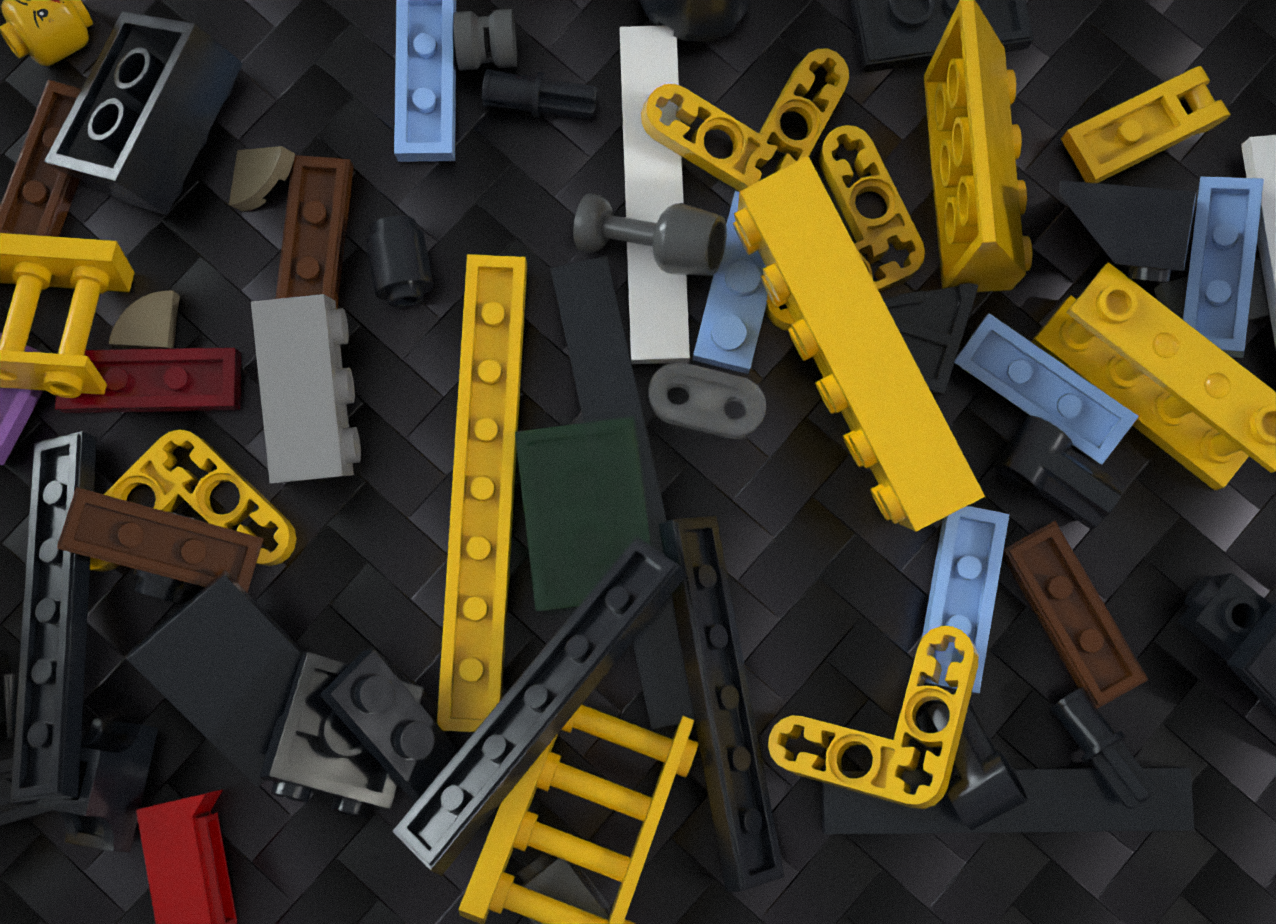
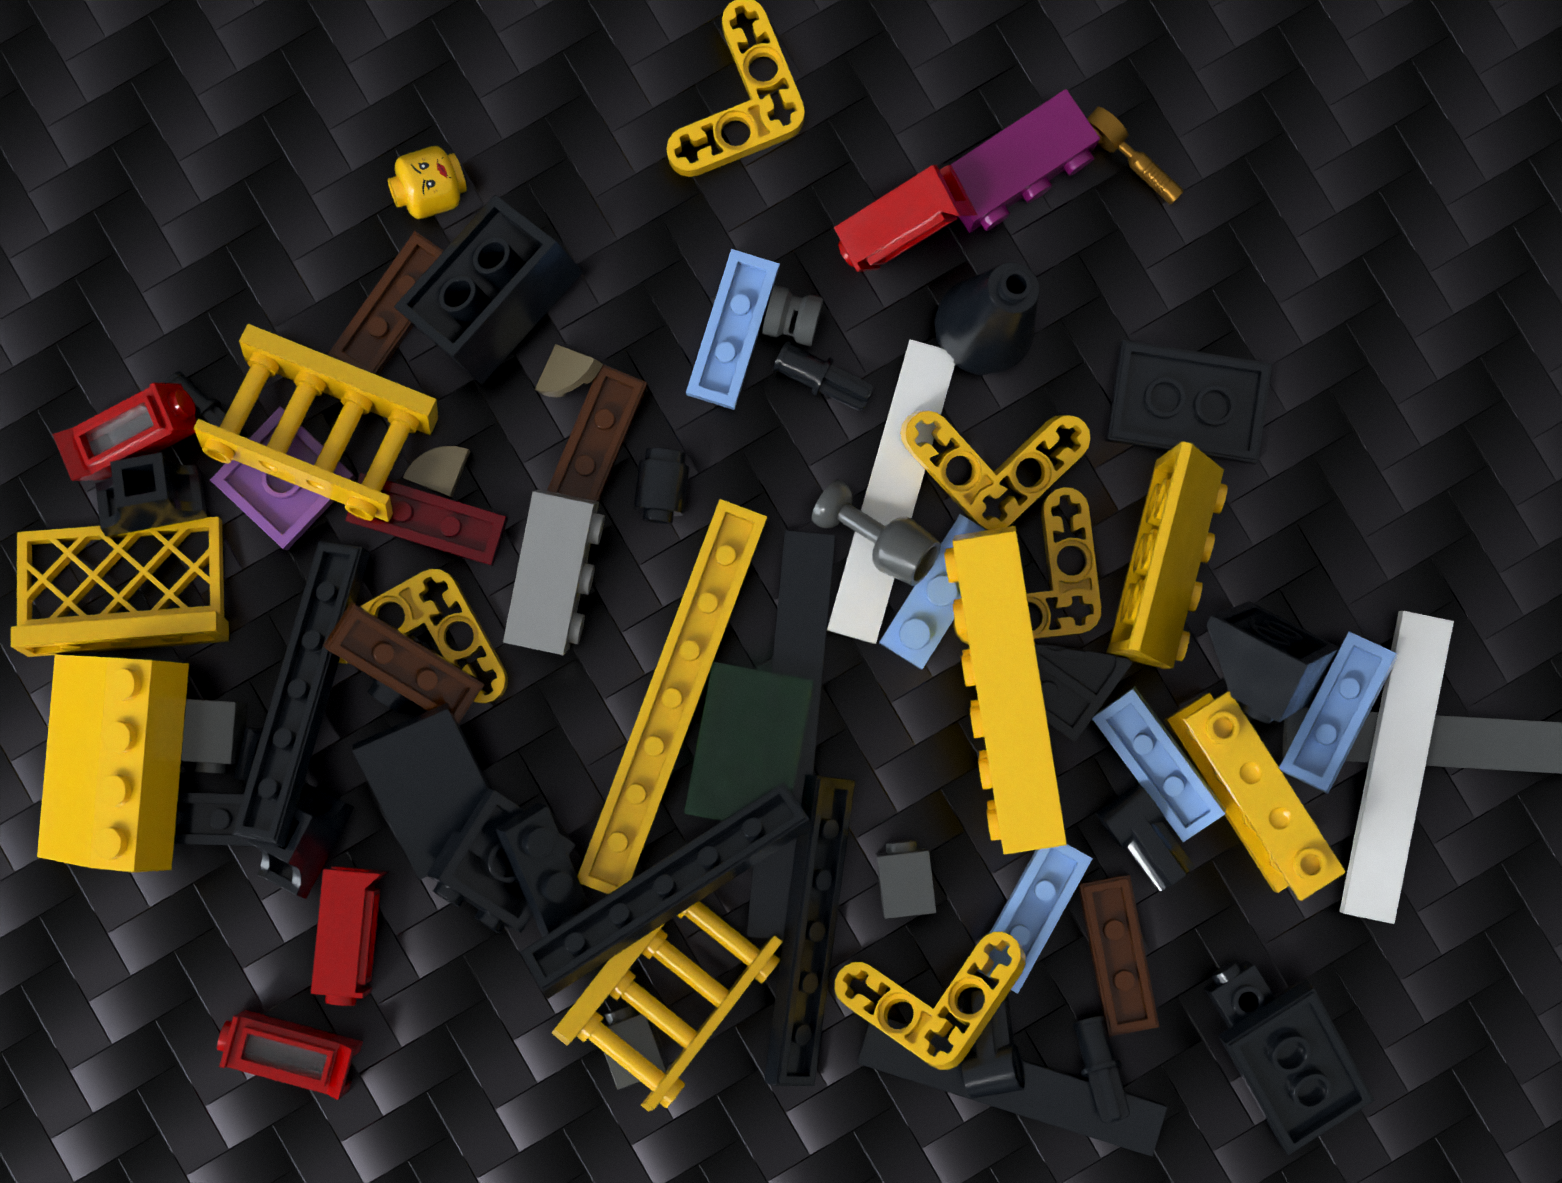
camera: 20 degrees right, 5 degrees up
(708, 394) = (880, 680): clear plate -> none
(810, 606) = (905, 880): none -> dark grey brick
(1144, 126) = (1323, 568): yellow plate -> none

